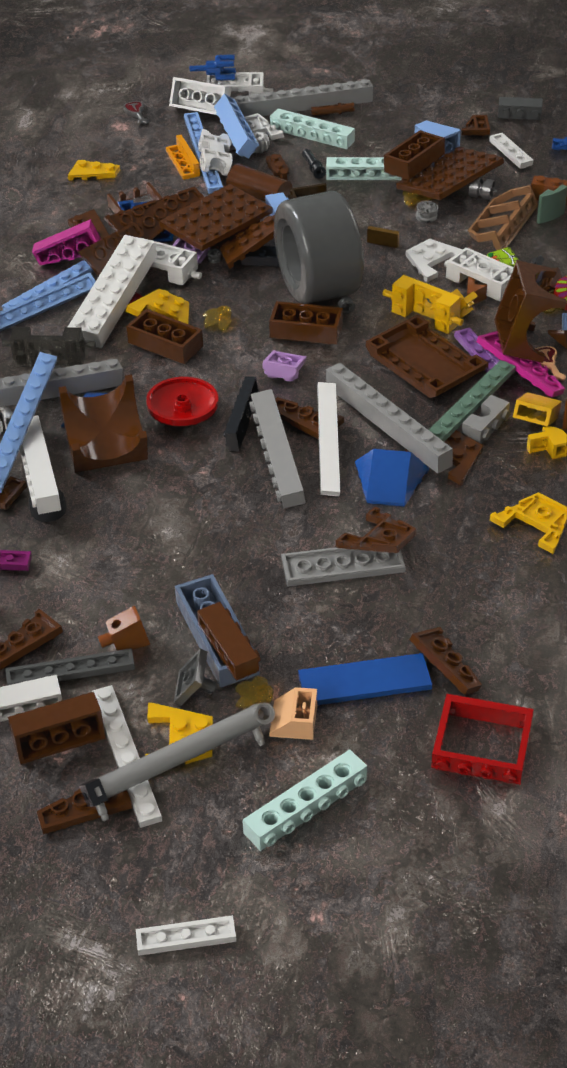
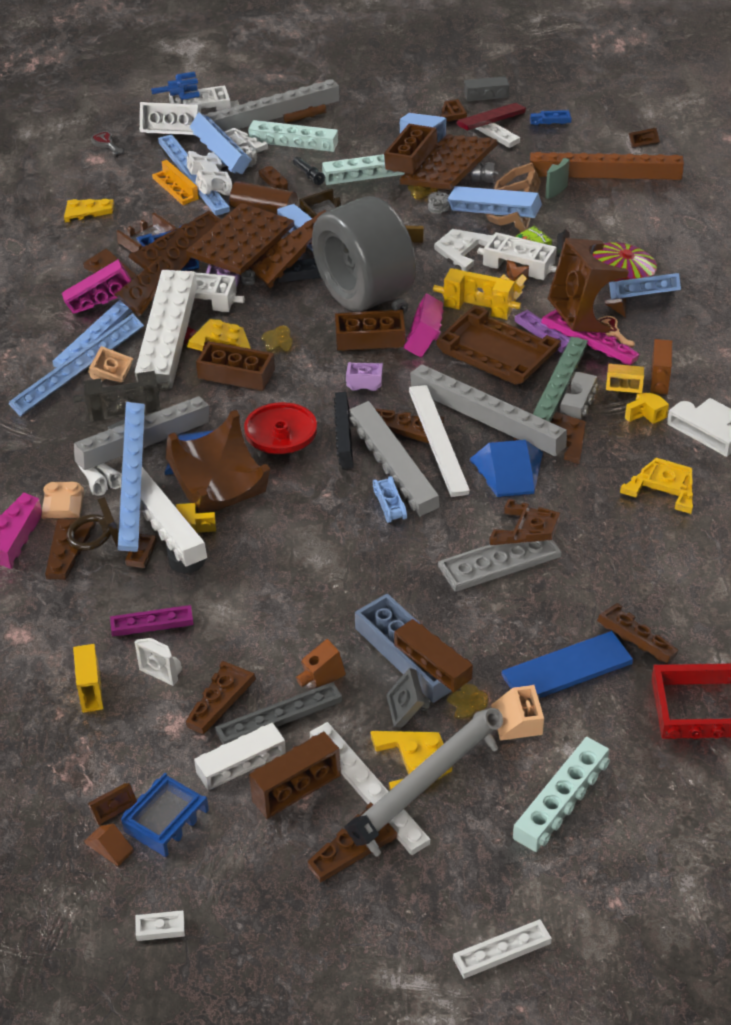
camera: 15 degrees left, 0 degrees up
(50, 317) = (110, 365): none -> light nougat slope
(67, 475) = (199, 521): none -> yellow brick
(258, 486) = (389, 499): none -> light blue piece
(361, 326) = (425, 325): none -> dark pink wedge
(478, 217) = (494, 201): none -> light blue brick
(512, 135) = (491, 116): none -> dark red tile

